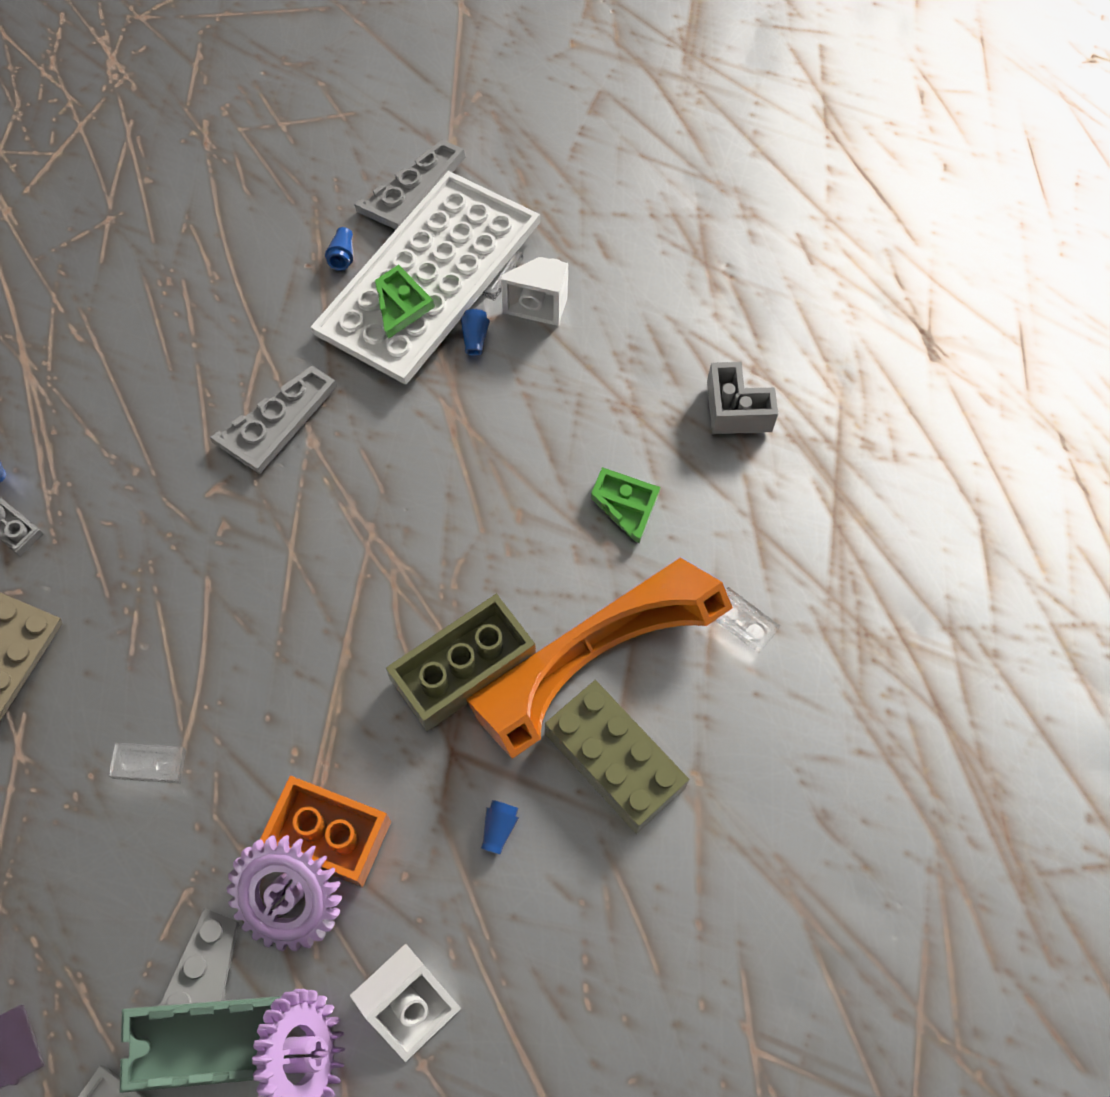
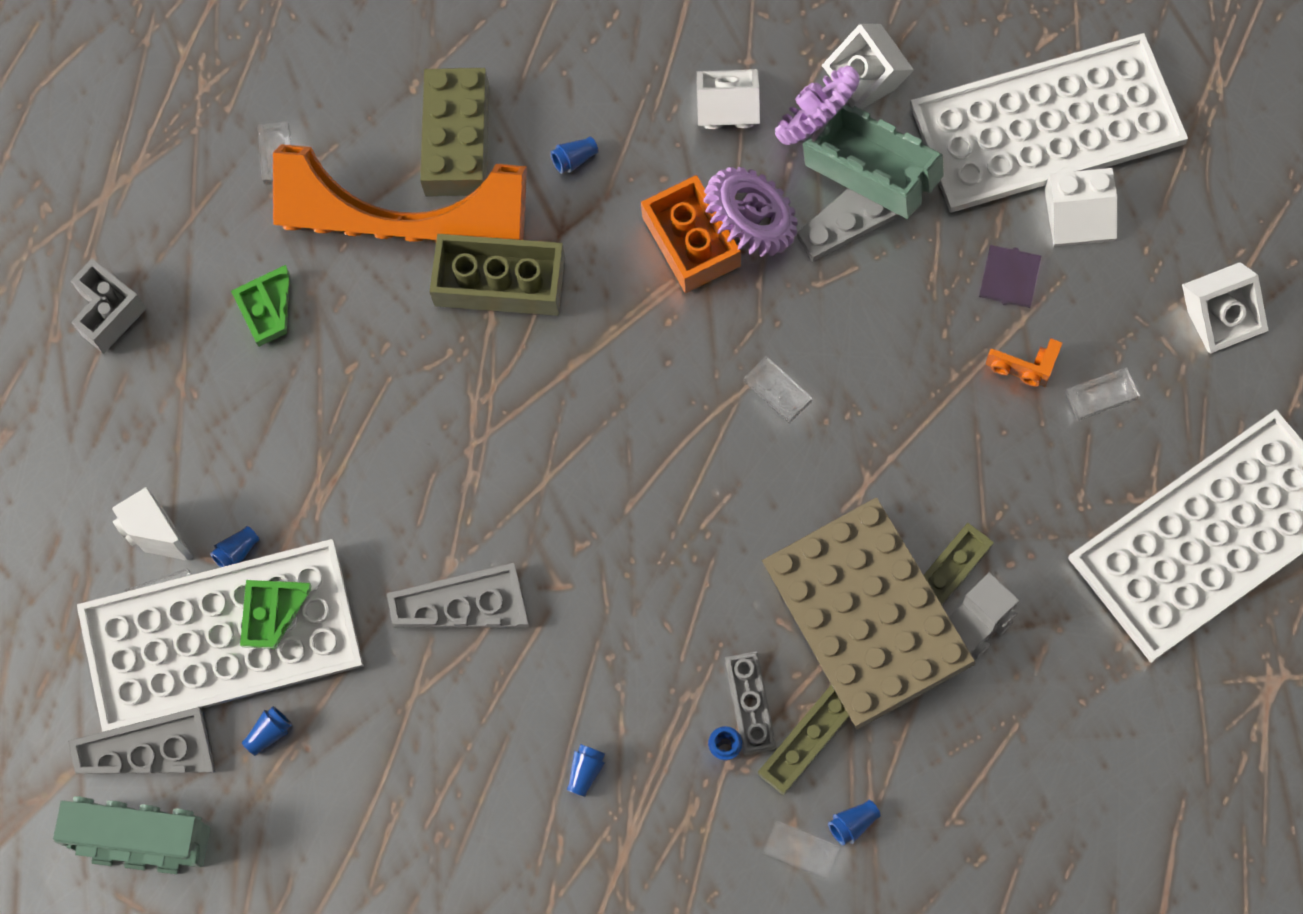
camera: 130 degrees left, 5 degrees up
(90, 385) = (585, 768): none -> blue cone
(364, 127) = (132, 834): none -> sand green piece

